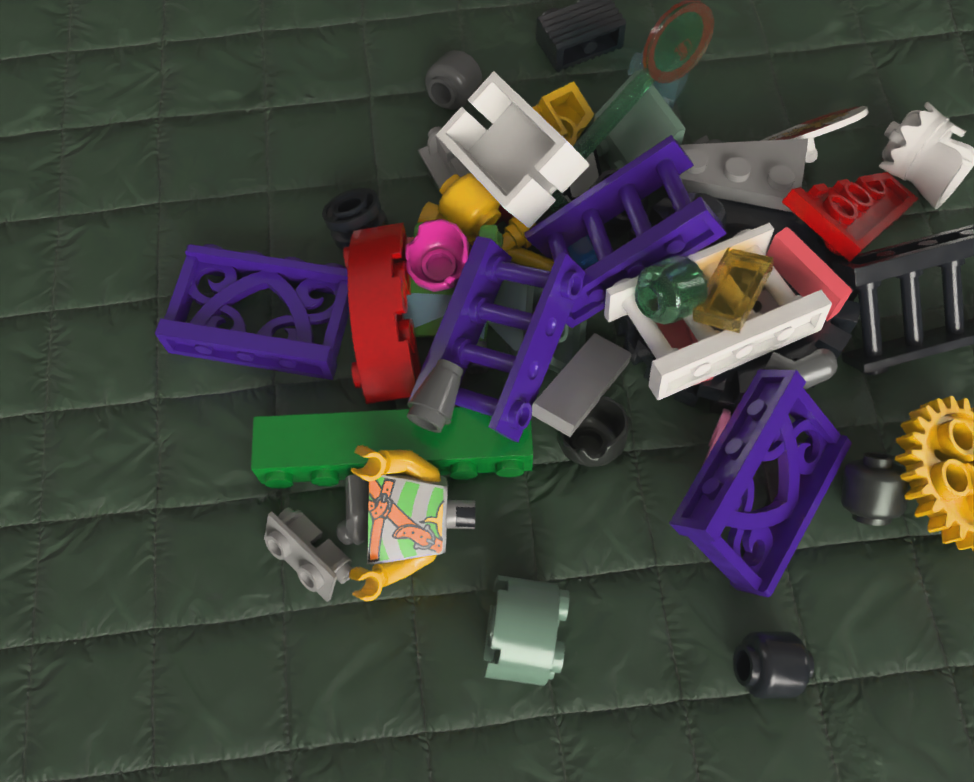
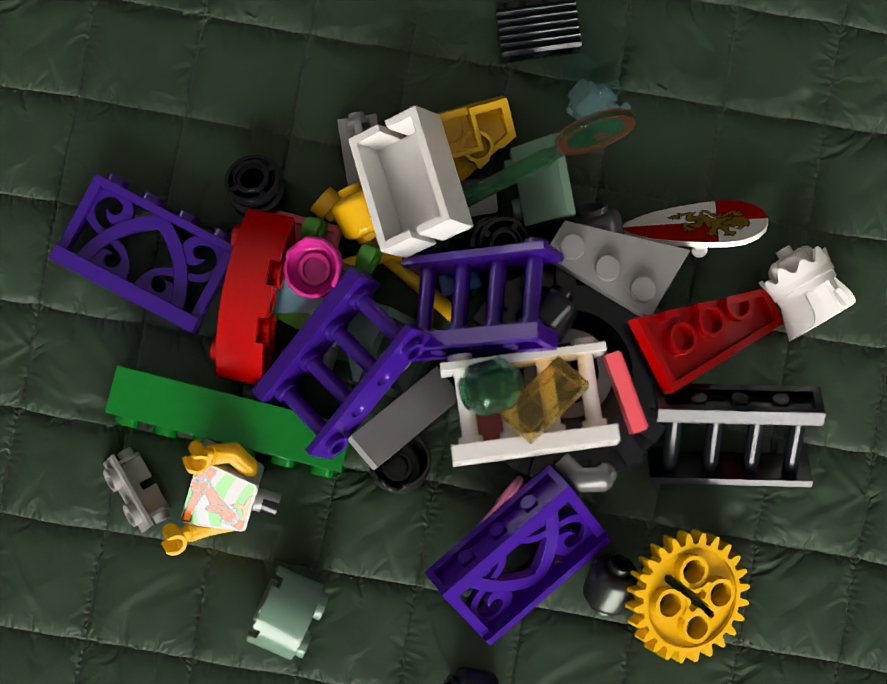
camera: 15 degrees right, 20 degrees up
(355, 526) = (179, 480): dark grey arm -> none
(436, 397) = (272, 403): dark grey cone -> none
(453, 79) = (393, 53): dark grey head -> none

